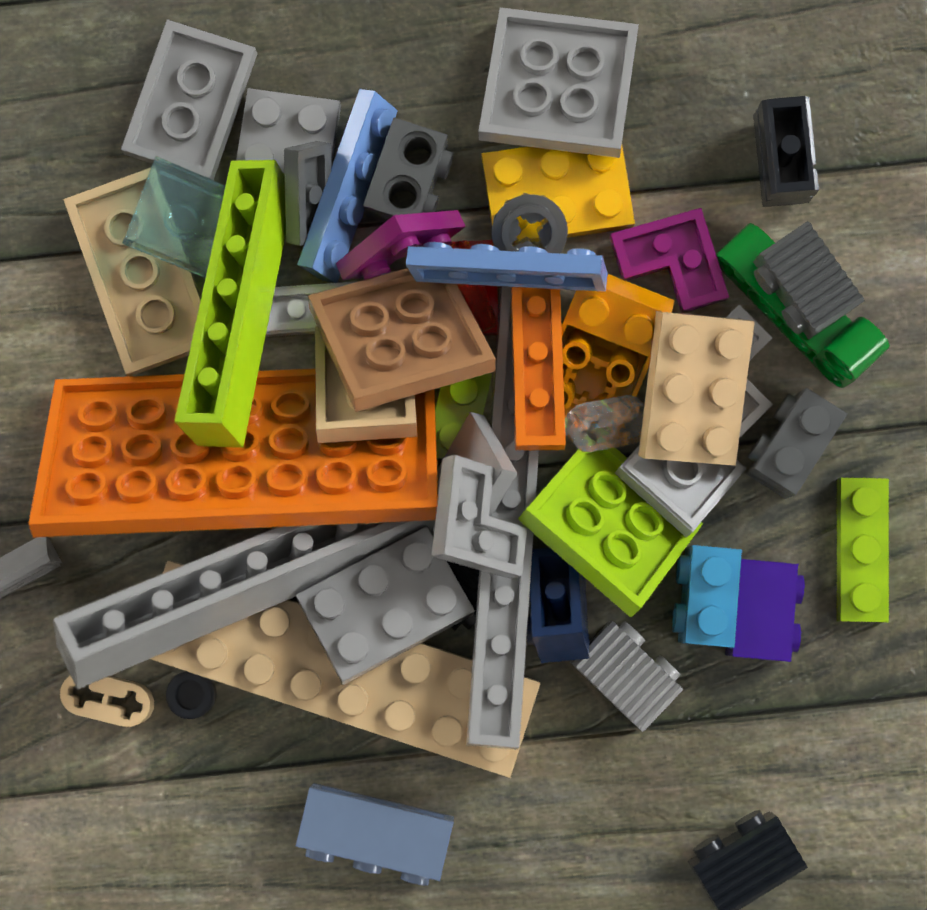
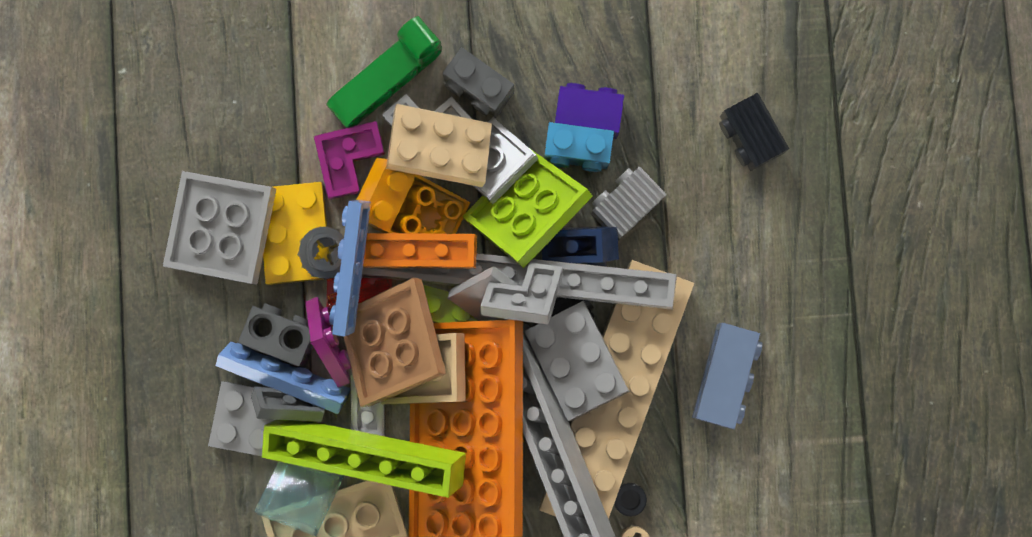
camera: 90 degrees left, 0 degrees up
(189, 99) = (213, 487): light grey plate -> none
(608, 426) = (459, 207): clear beam -> none
(785, 151) = (278, 76): black brick -> none
(806, 281) = (371, 67): dark grey brick -> none
(863, 549) = (550, 44): lime plate -> none

